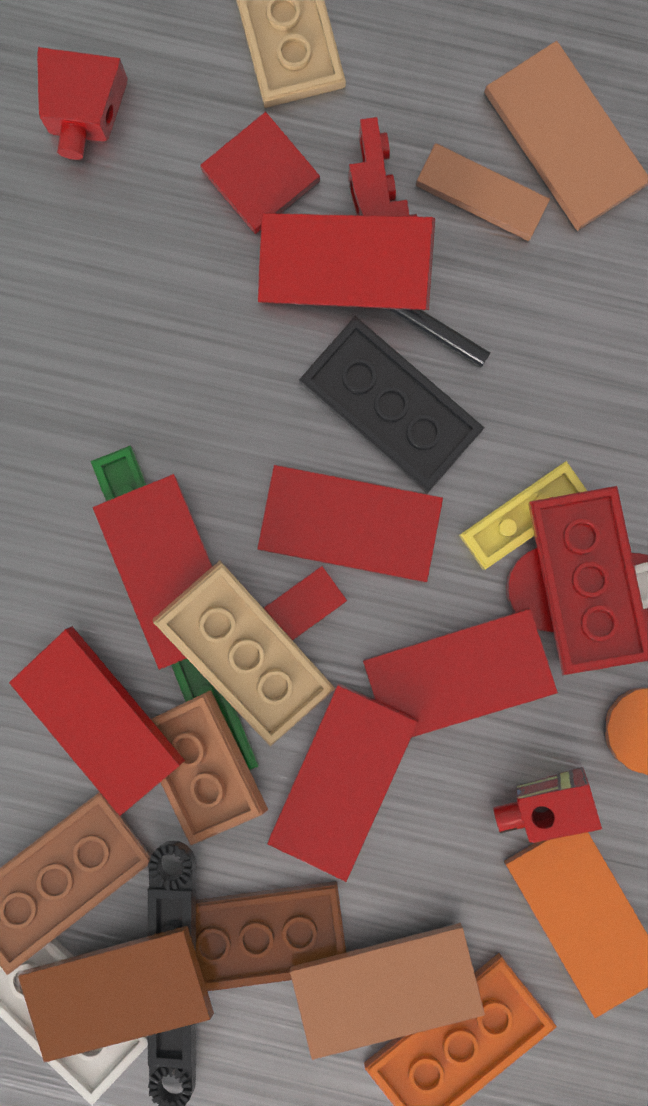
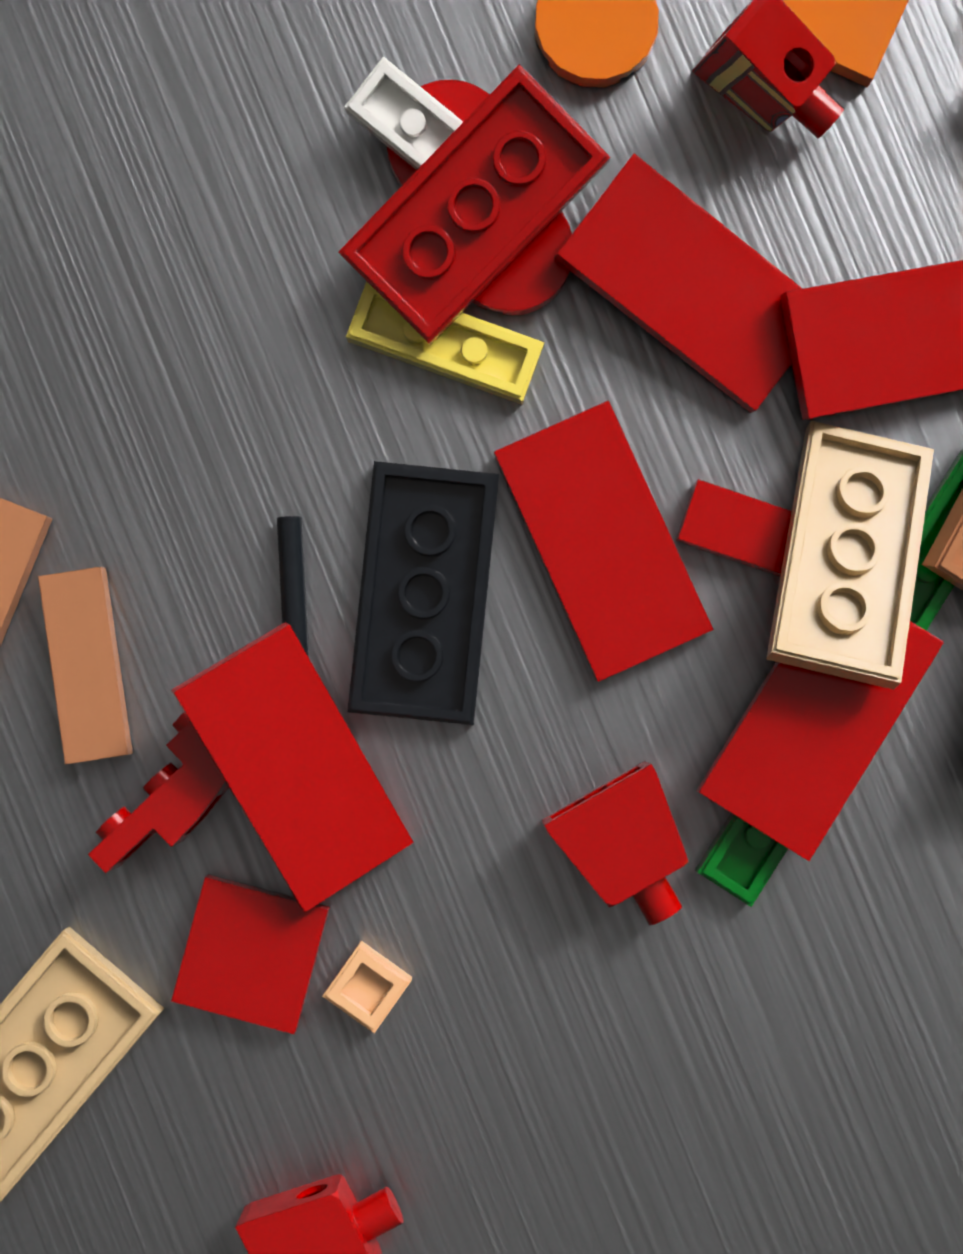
camera: 125 degrees left, 0 degrees up
(176, 414) = (624, 841): none -> red torso
(197, 223) = (367, 987): none -> light nougat tile

